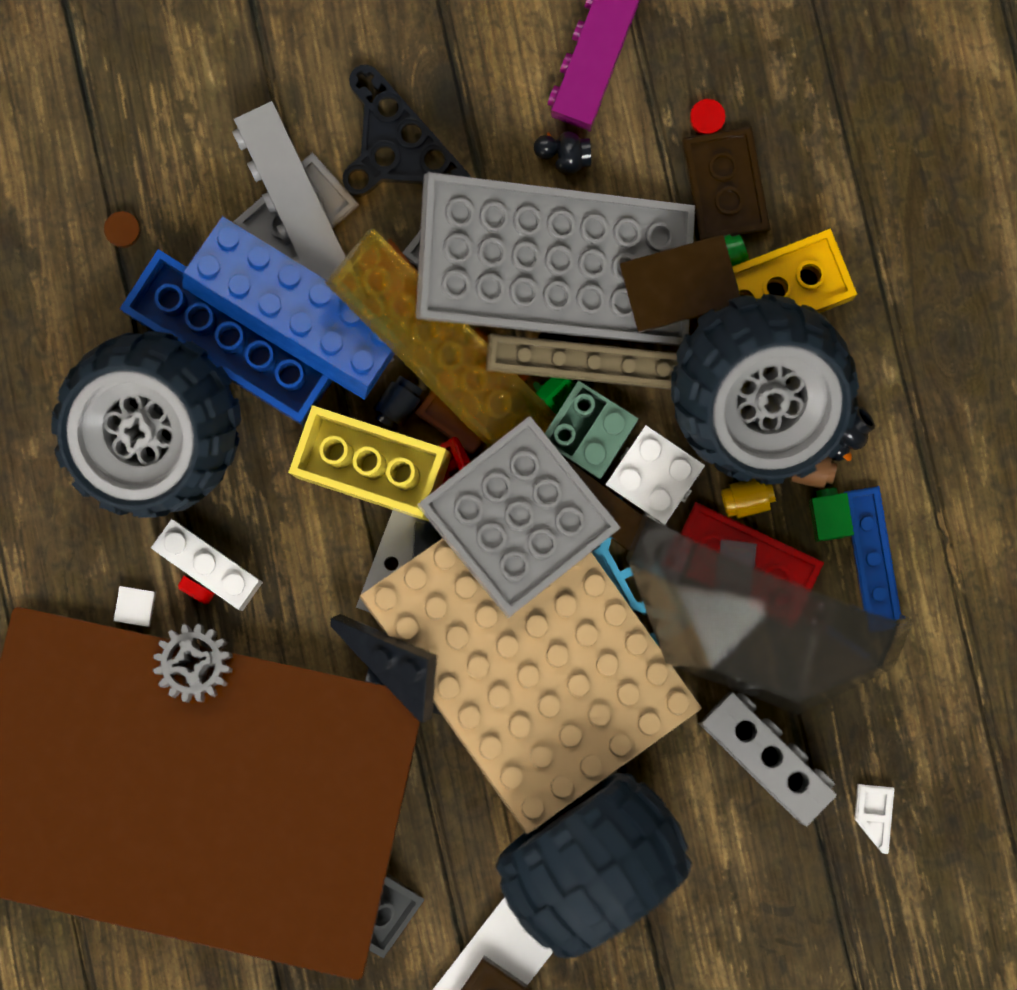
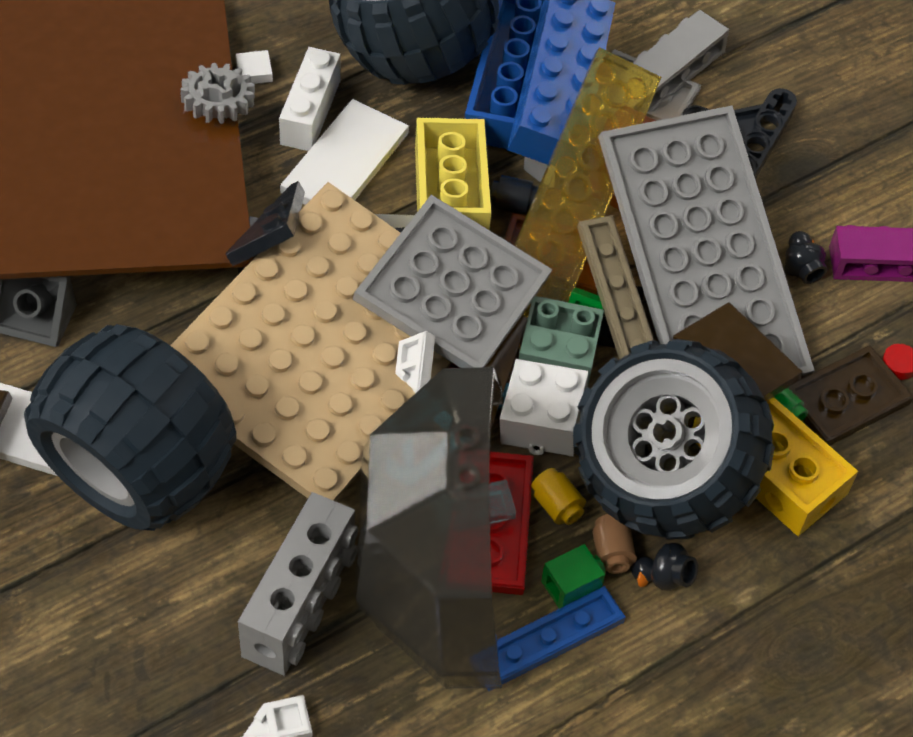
camera: 60 degrees right, 30 degrees down
(195, 590) = (282, 94): red tile -> none
(288, 553) = (348, 152): none -> white tile
(597, 584) = (415, 359): none -> white tile

